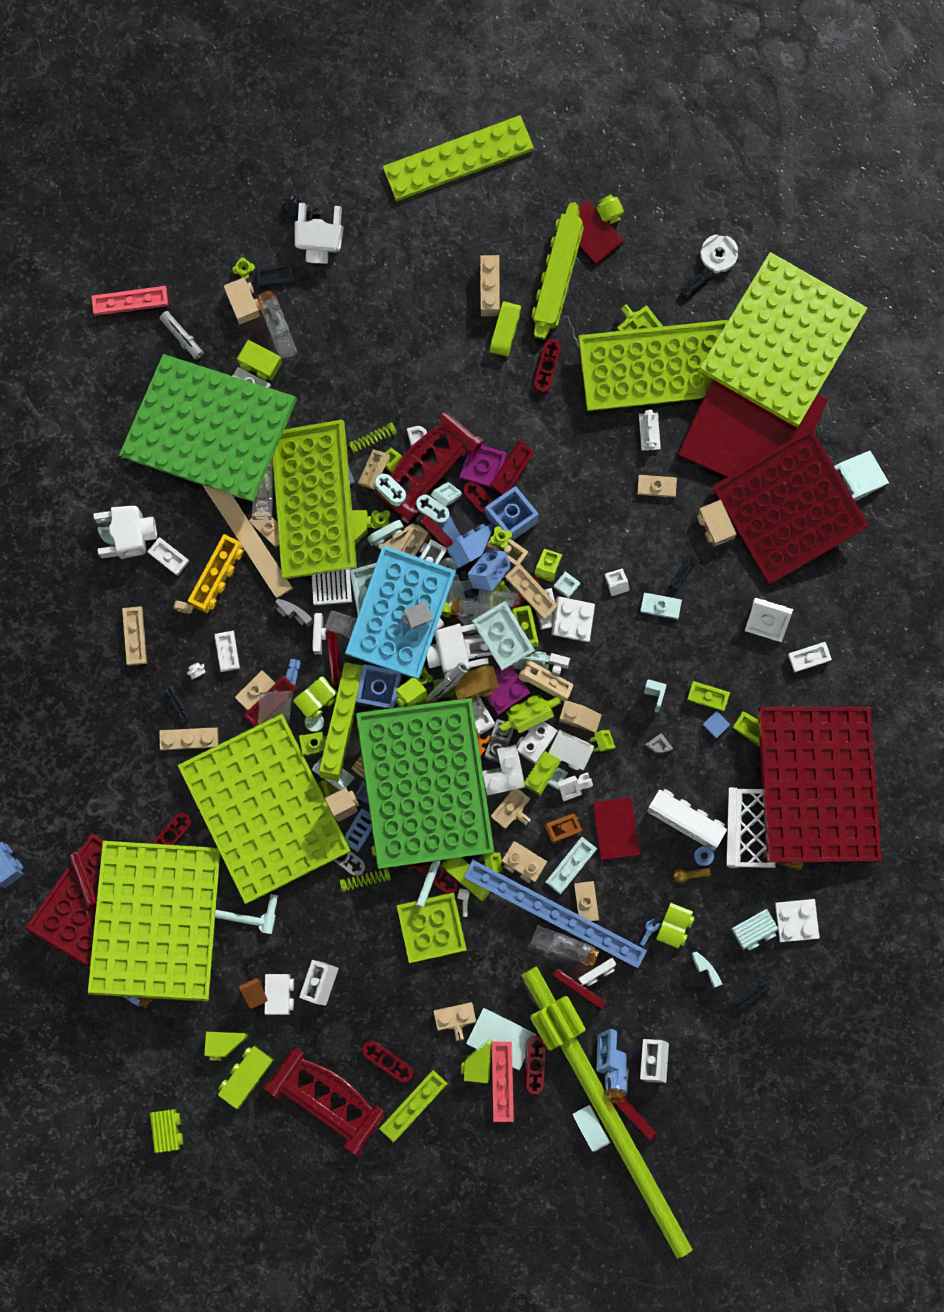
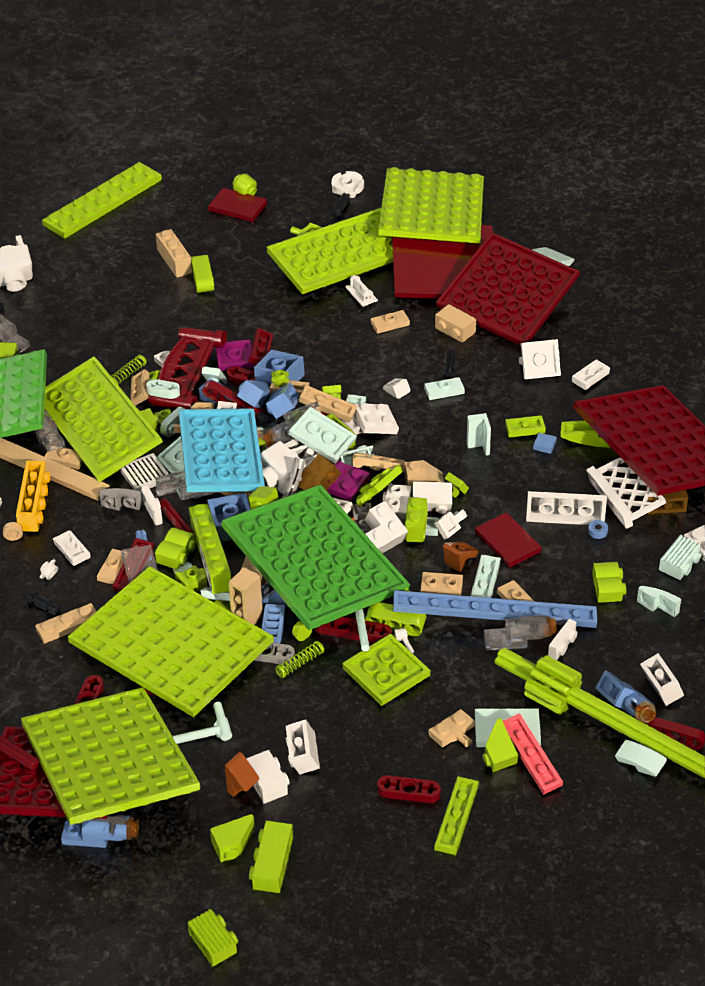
camera: 30 degrees left, 35 degrees down
(355, 1131) = (413, 855): dark red piece -> none
(417, 616) = (238, 439): light grey brick -> none
(435, 506) = (203, 378): light aqua beam -> none
(511, 809) = (405, 557): tan plate -> none
(528, 1058) = (546, 718): dark red beam -> none
(556, 353) = (253, 299): dark red beam -> none
(558, 272) = (225, 227): lime hinge -> none
(558, 662) = (381, 447): white tile -> none
(579, 989) = (572, 659): dark red tile -> none
(650, 929) = (589, 595): medium blue hand -> none
(659, 744) = (506, 473): light grey tile -> none
(681, 875) = (589, 550): pearl gold bar -> none

